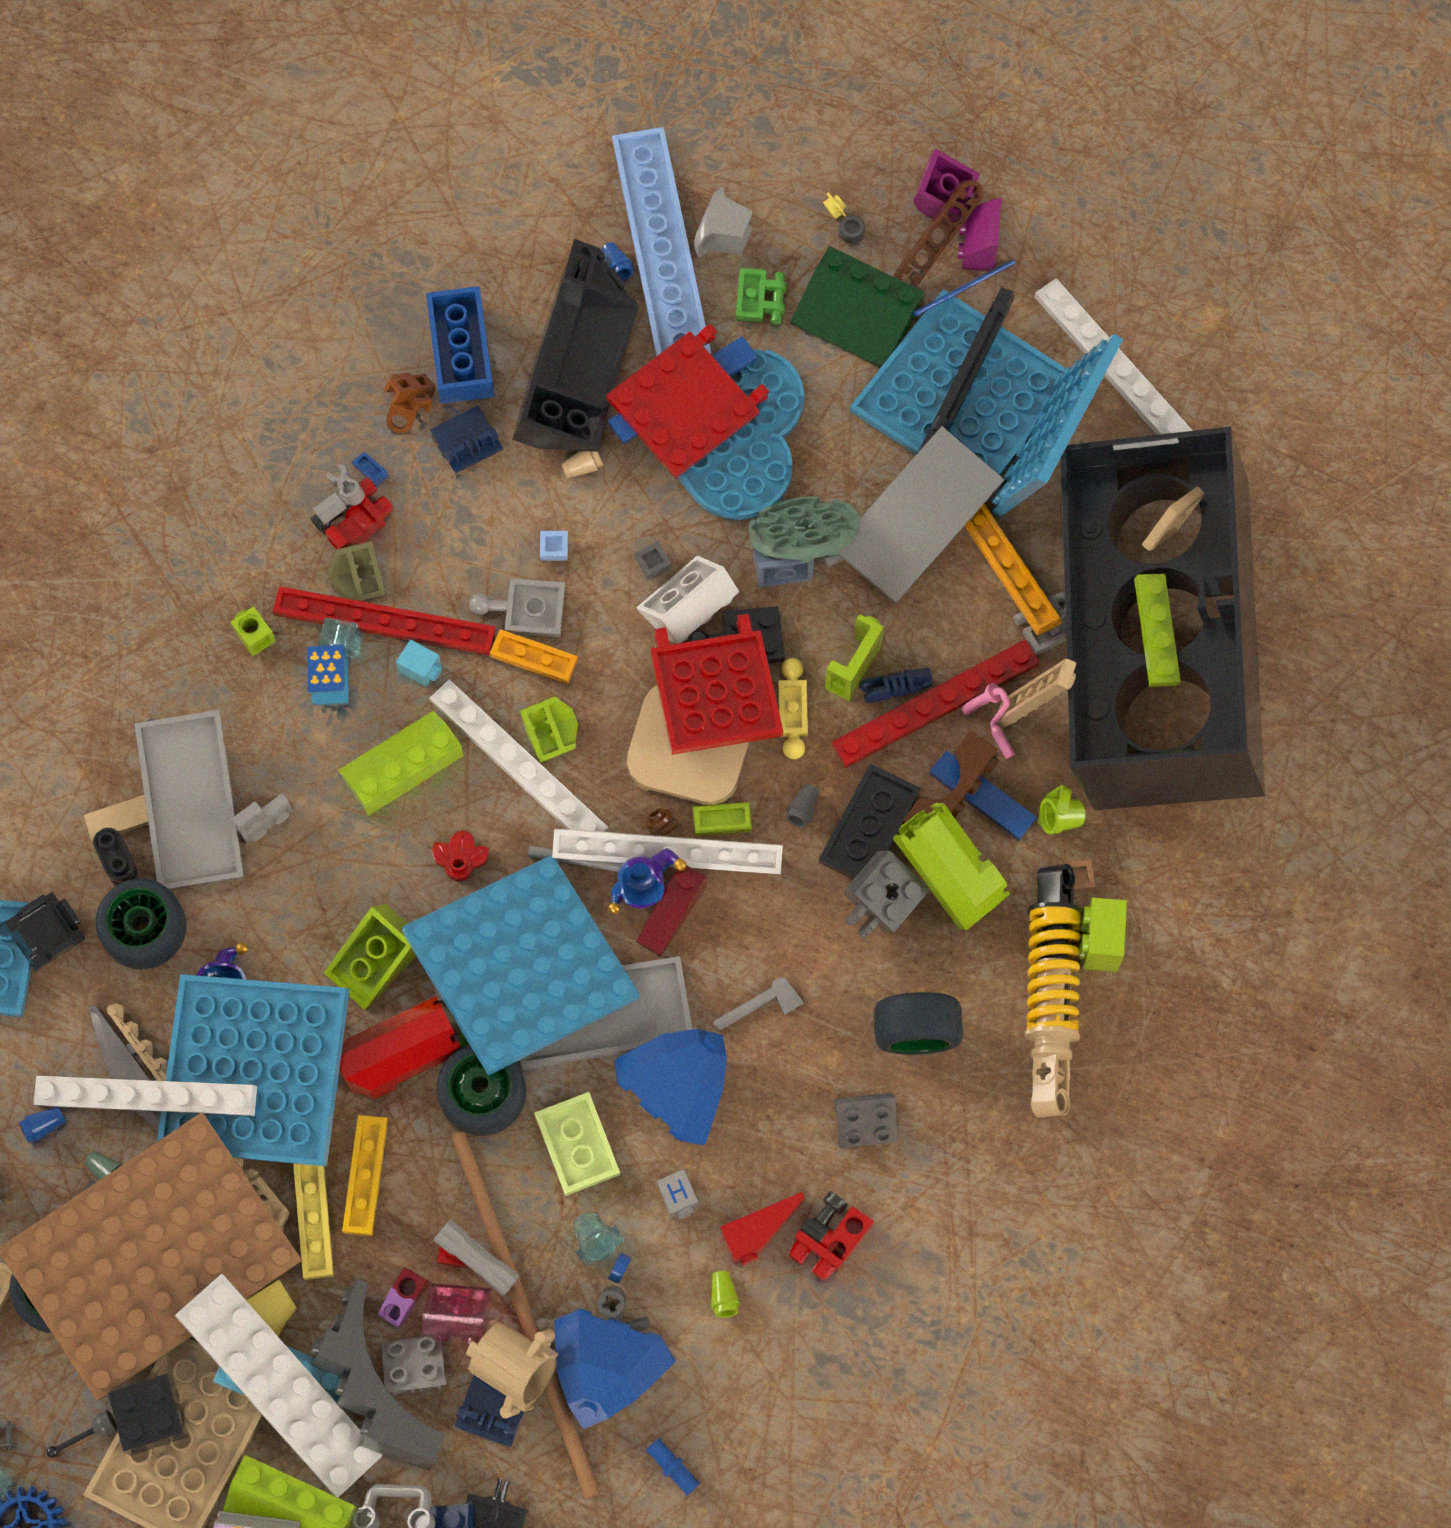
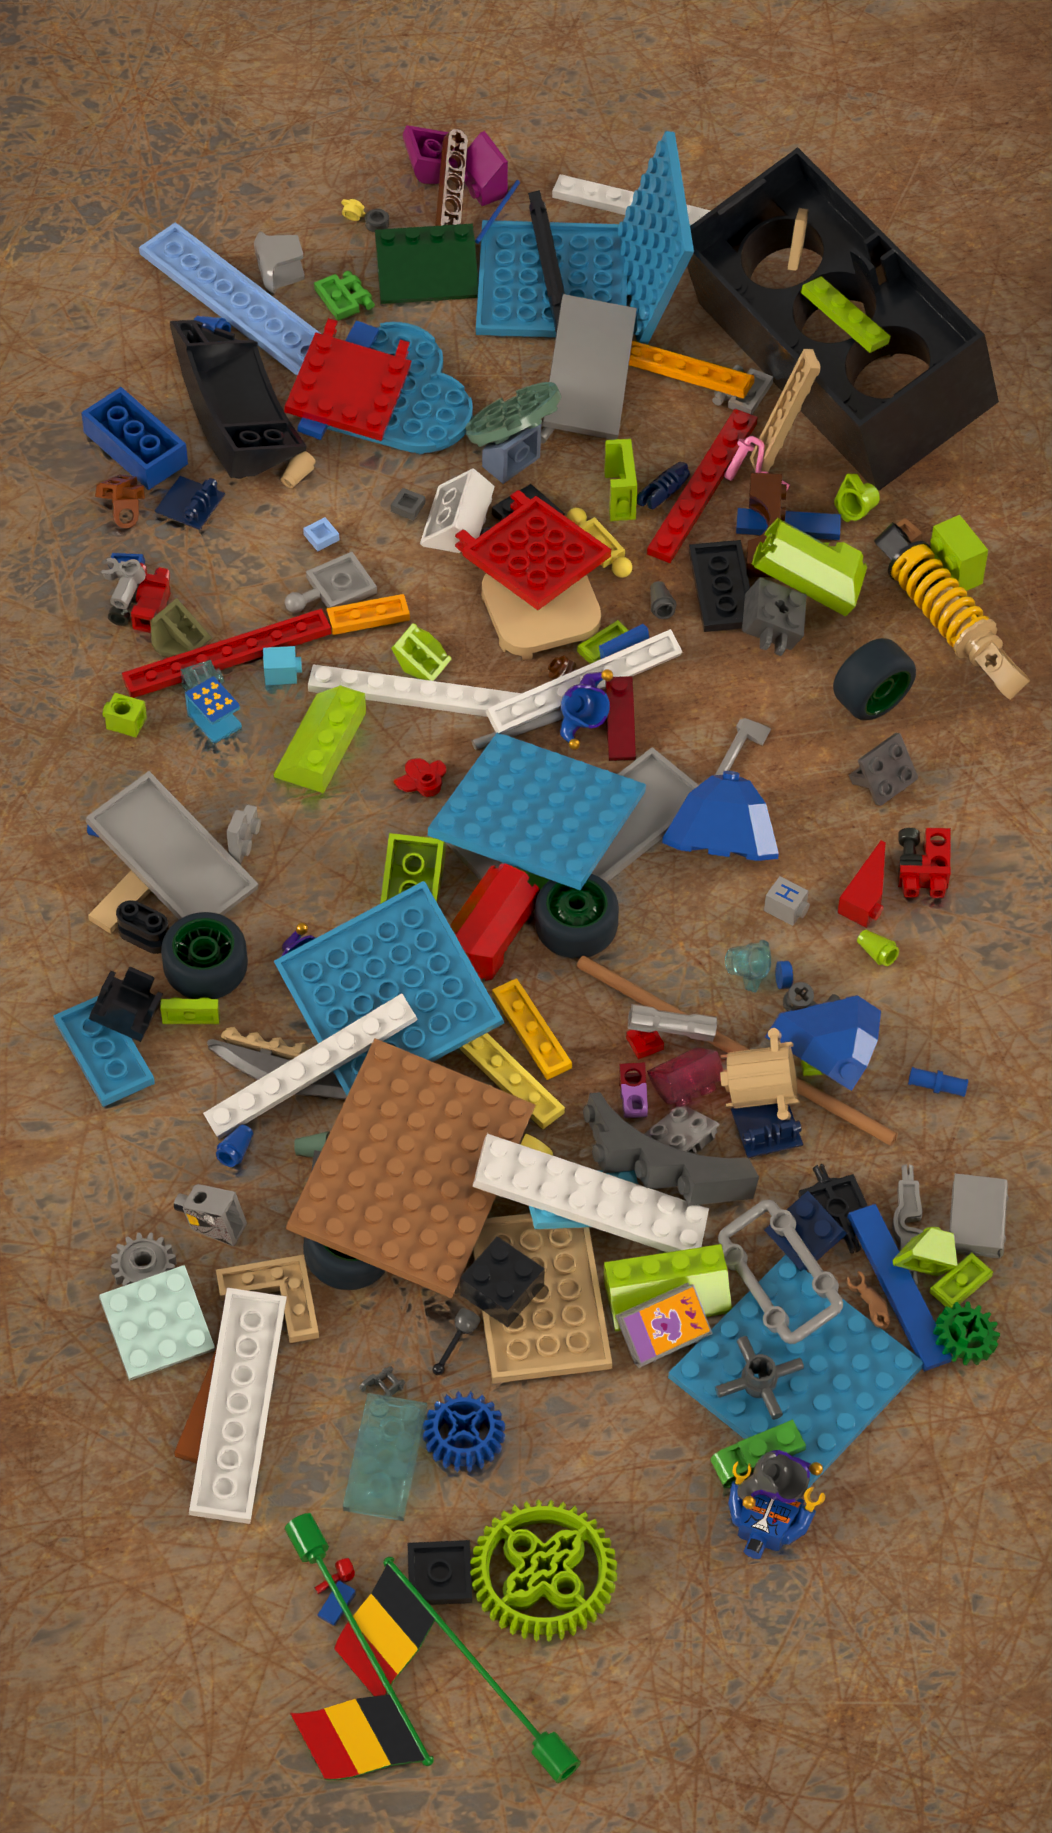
camera: 35 degrees left, 15 degrees down
(88, 960) = (190, 1011): none -> lime plate
(577, 1143) = (680, 913): yellowish green plate -> none
(732, 832) = (624, 641): none -> blue tile

